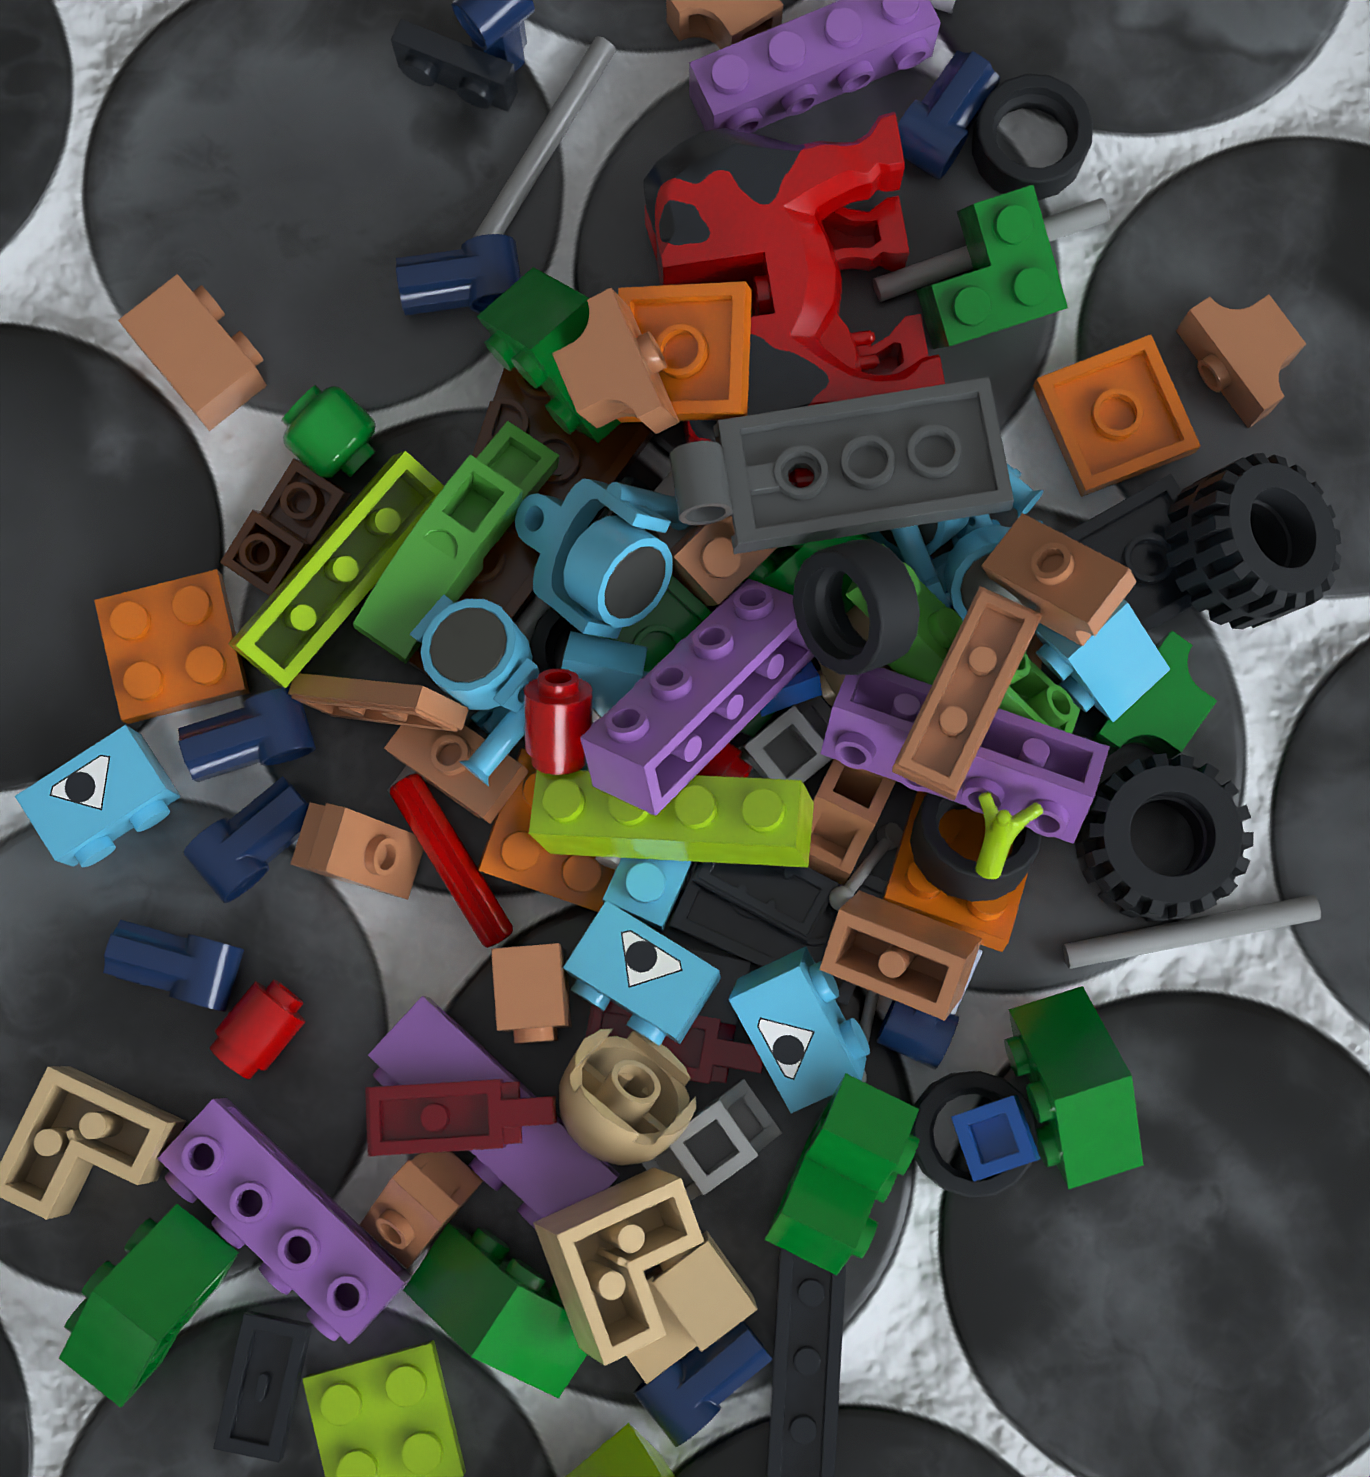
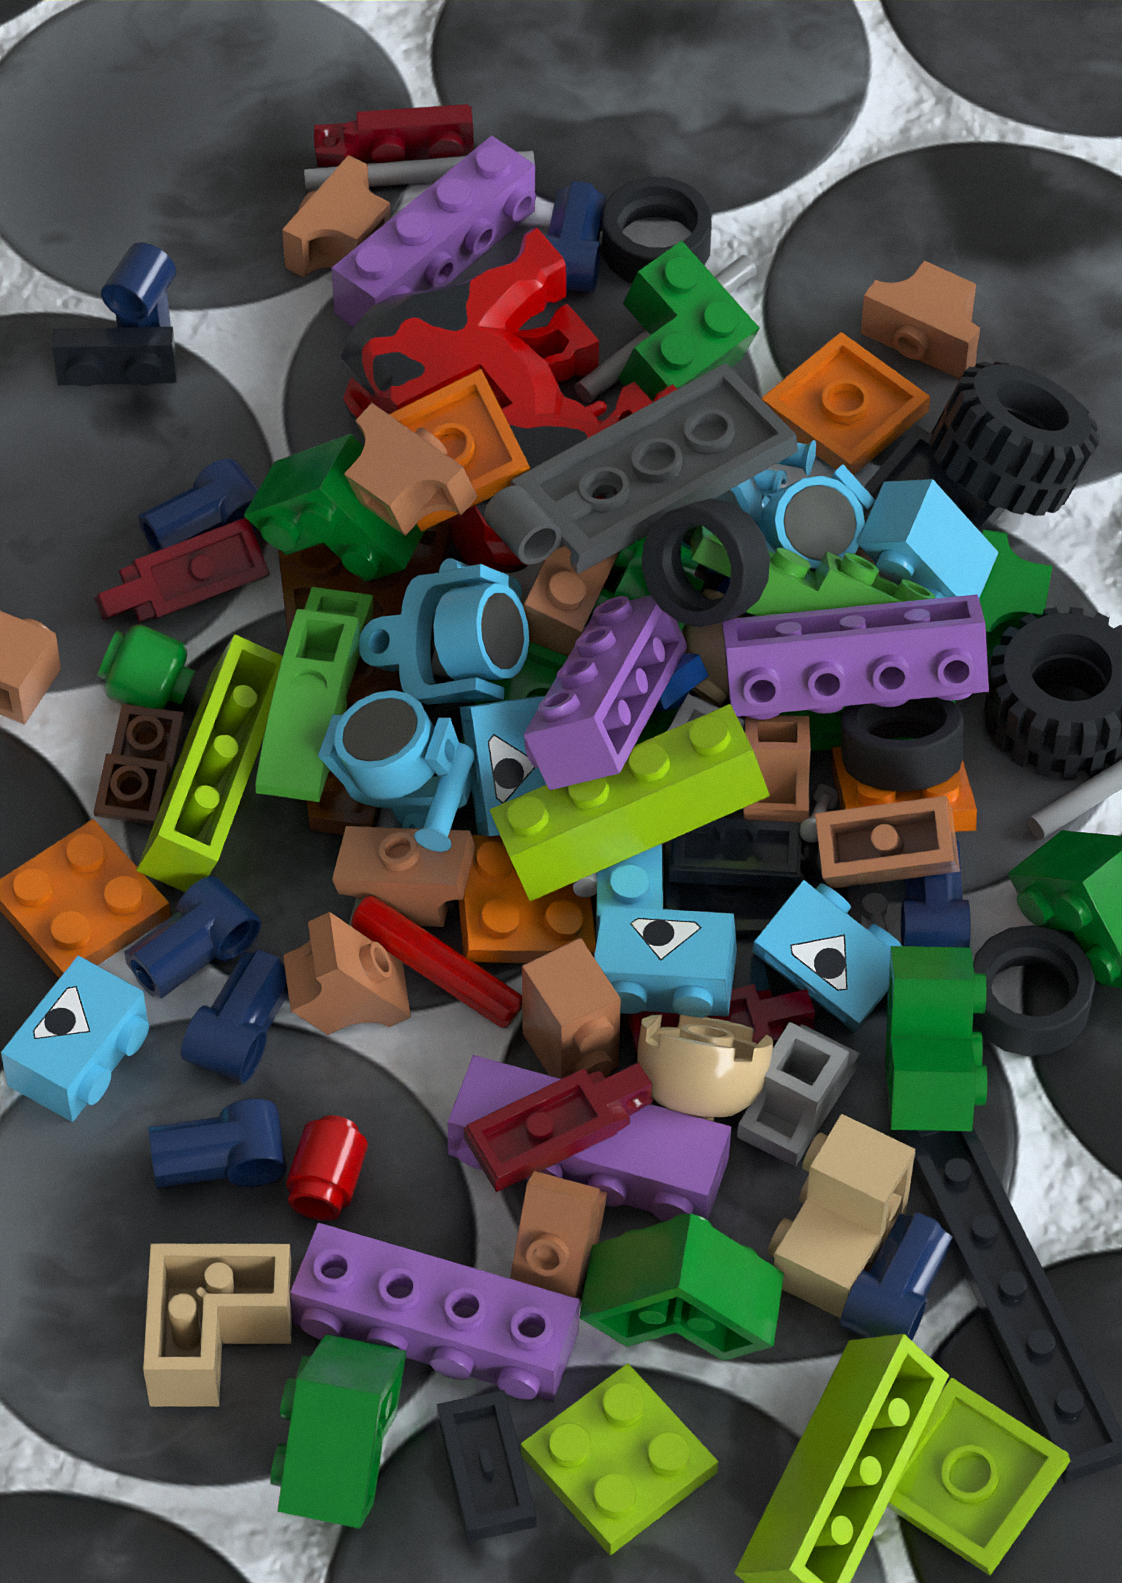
camera: 25 degrees left, 25 degrees down
(379, 702) = (309, 836): nougat tile -> none
(411, 341) = (186, 573): none -> dark red hinge
(547, 138) = (226, 379): light grey bar -> none
(555, 719) = (491, 756): red brick -> none
(601, 1254) = (757, 1170): tan brick -> none
(966, 693) = (835, 589): nougat tile -> none
(995, 1137) = (1051, 961): blue plate -> none
(1000, 833) = (921, 690): lime bar -> none
(1059, 578) = (867, 478): nougat brick -> none

